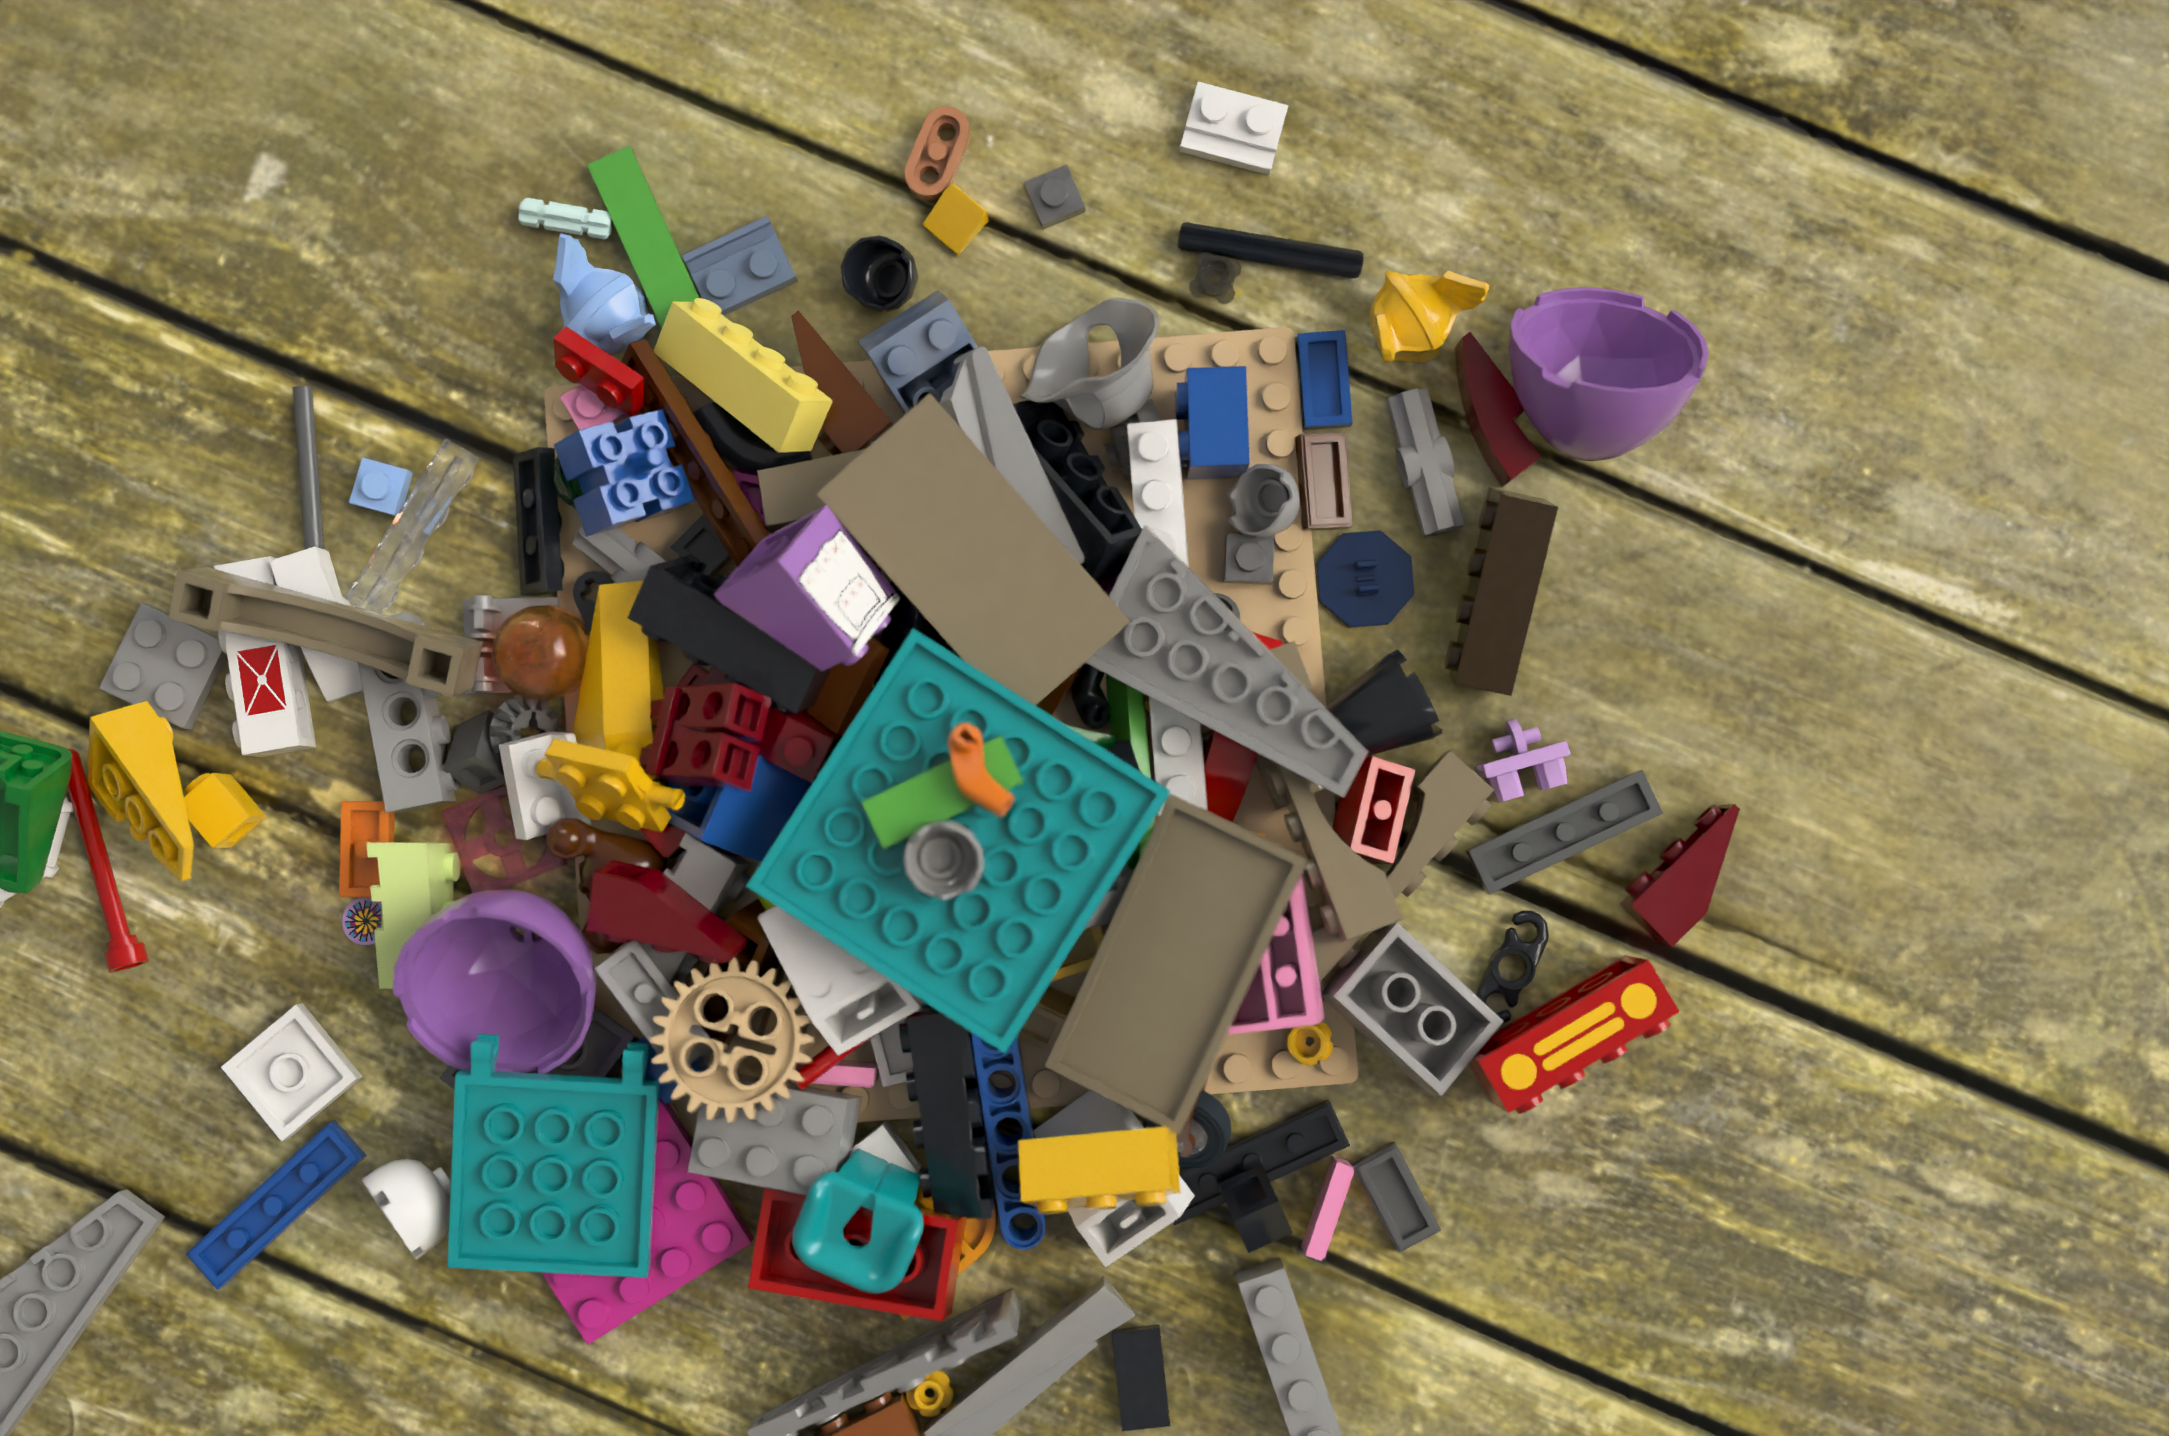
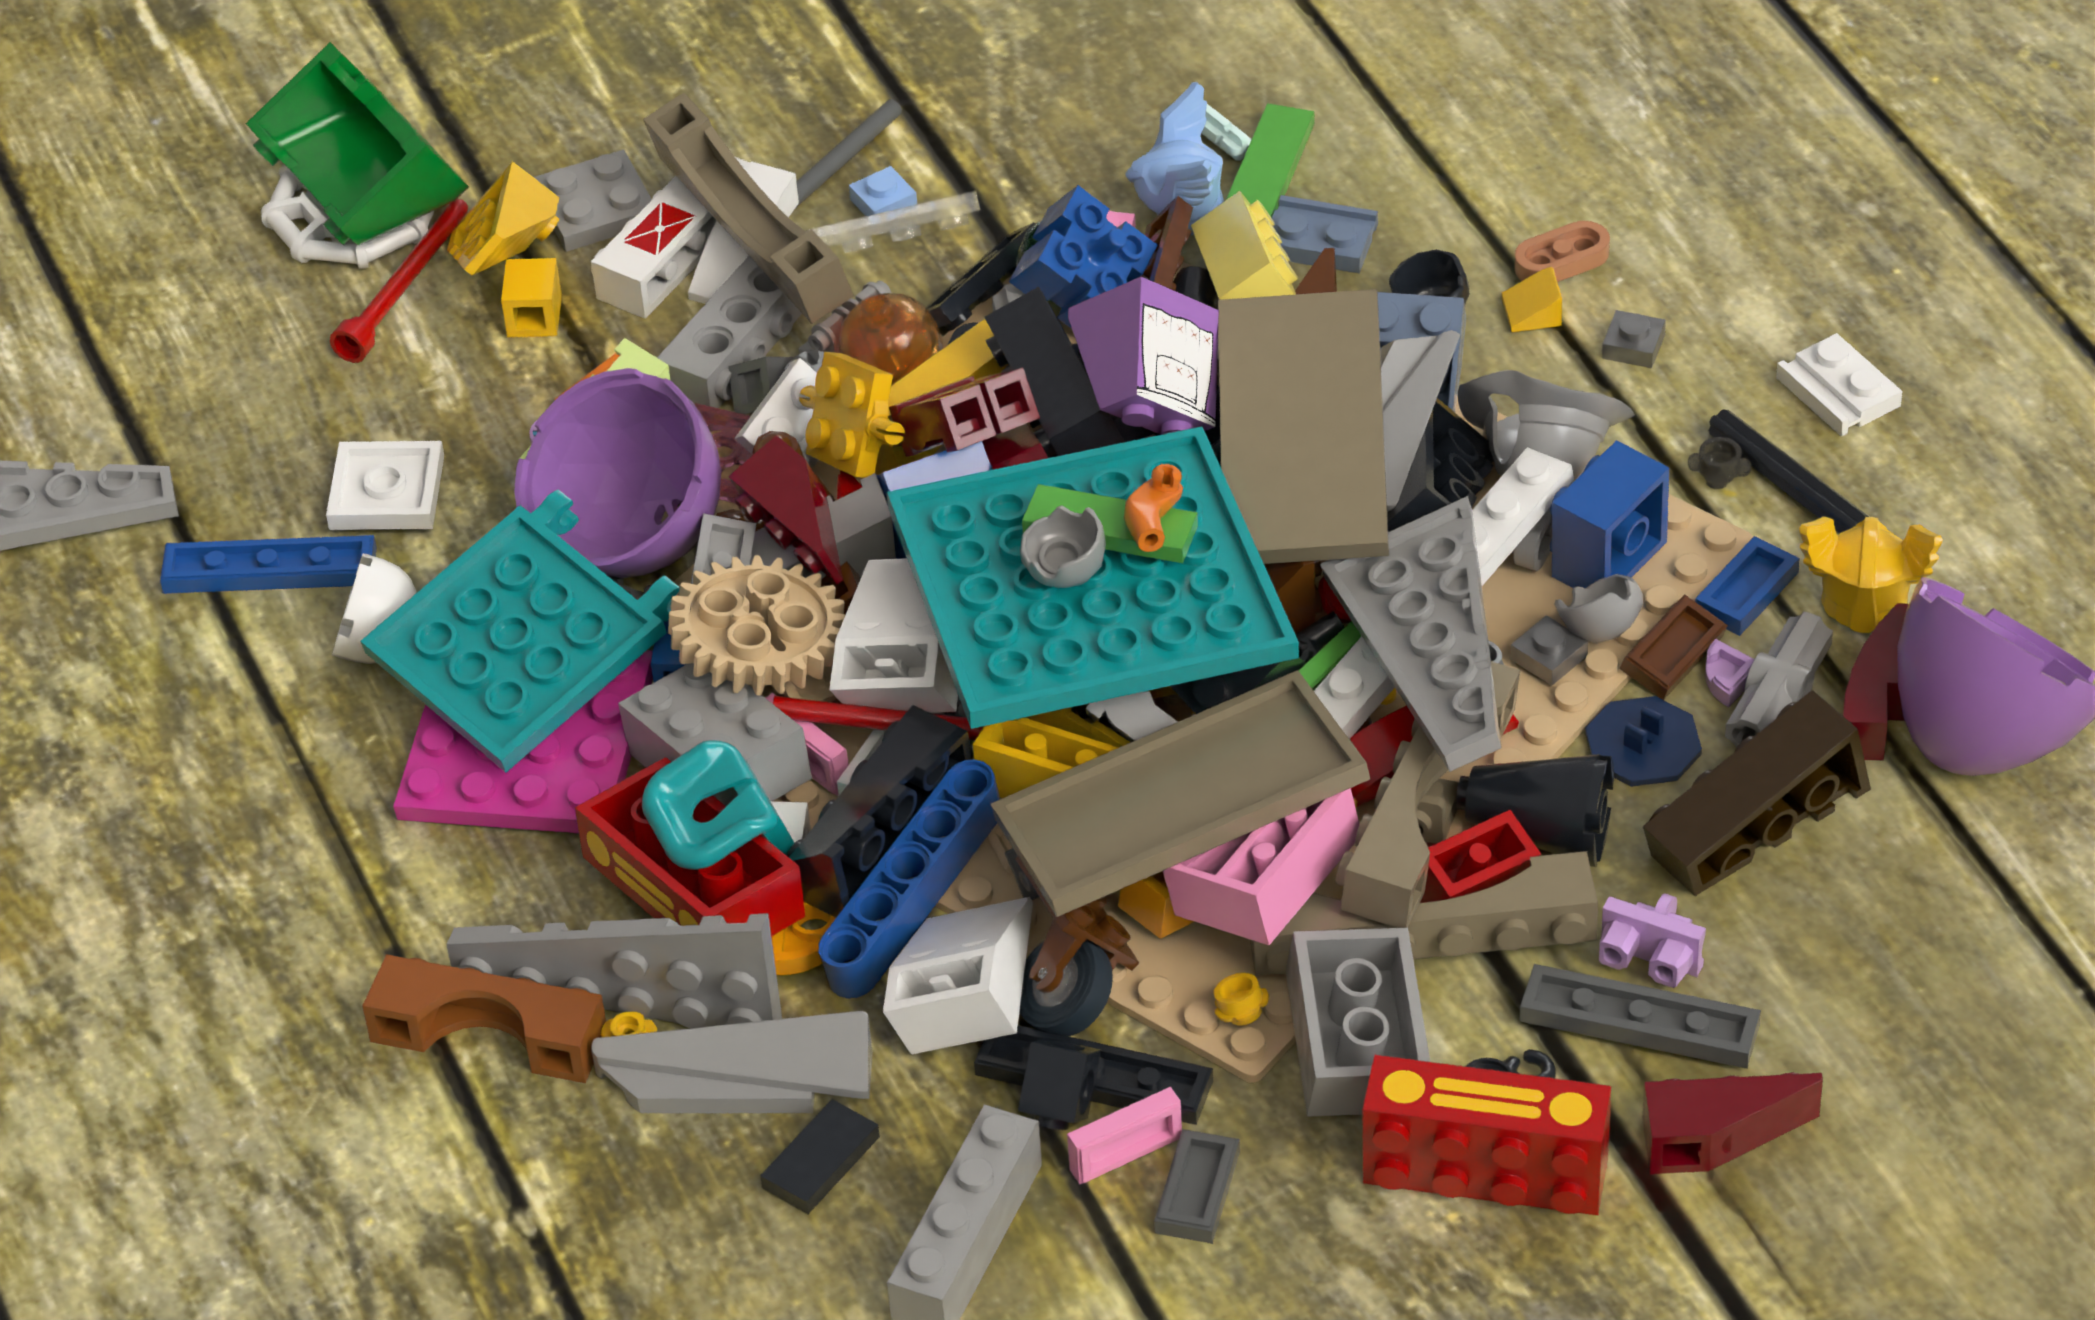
camera: 40 degrees right, 40 degrees down
(599, 372) = (1132, 191): red plate -> none
(1099, 1169) = (952, 900): yellow wedge -> none
(1374, 472) = (1726, 672): none -> lavender tile

